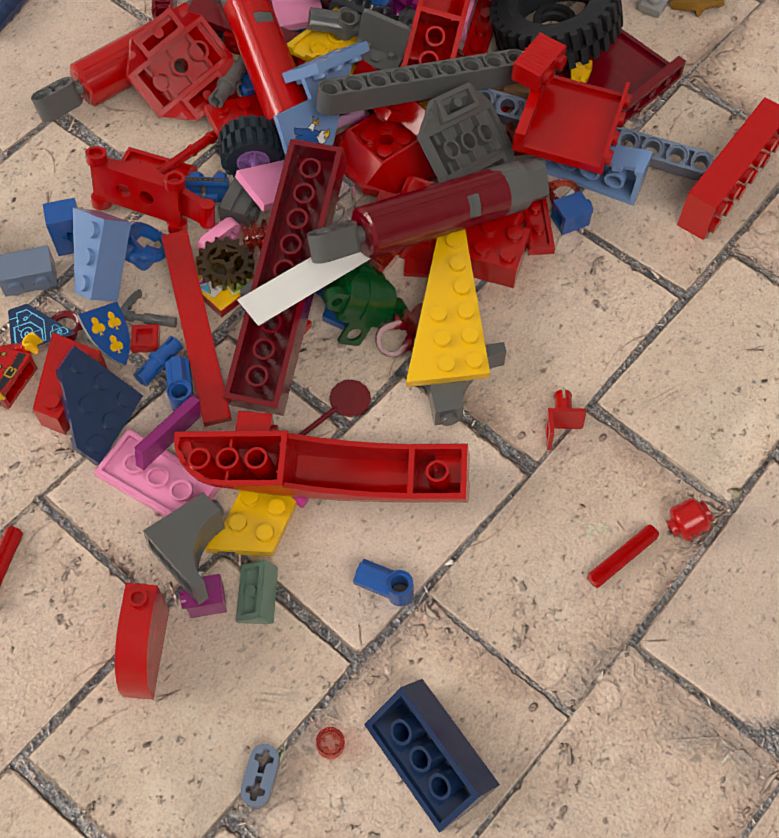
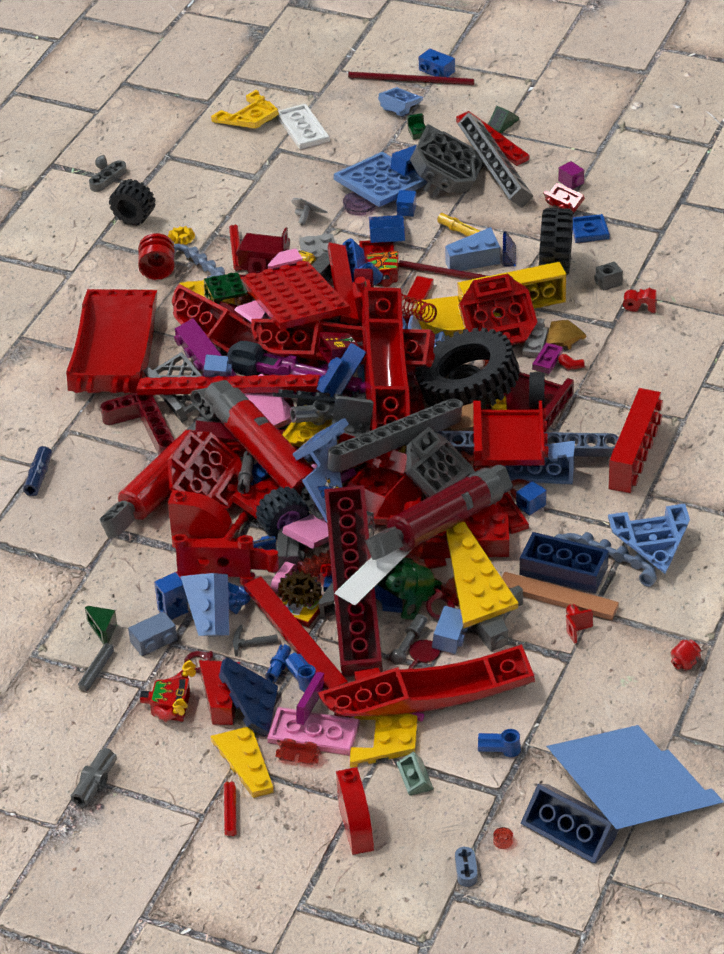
camera: 15 degrees left, 20 degrees down
(27, 319) = (169, 666): dark blue sticker -> none
(53, 491) = (245, 759): none -> yellow wing
(107, 331) = (234, 651): blue shield -> none
(132, 511) = (306, 751): none -> clear red hinge
(145, 338) = (260, 653): red tile -> none
(147, 122) = (197, 516): none -> red brick
(182, 538) = (354, 750): dark grey arch -> none
(214, 605) = (381, 782): magenta brick -> none
(314, 395) = (398, 655): none -> dark grey pin
(387, 383) = (449, 631): none -> medium blue brick
(539, 62) = (474, 402): red brick -> none
(541, 711) = (631, 777): none -> medium blue sticker
(555, 369) = (562, 596): none -> nougat tile
(577, 323) = (564, 562): none -> dark blue brick
(623, 556) = (650, 688): red axle -> none
(634, 62) = (536, 389): none -> black tyre
(665, 21) = (547, 358): none -> magenta plate
(681, 376) = (647, 577): none -> sand blue bar
(691, 36) = (569, 363): none -> red arm
(709, 319) = (653, 537): none -> medium blue wedge

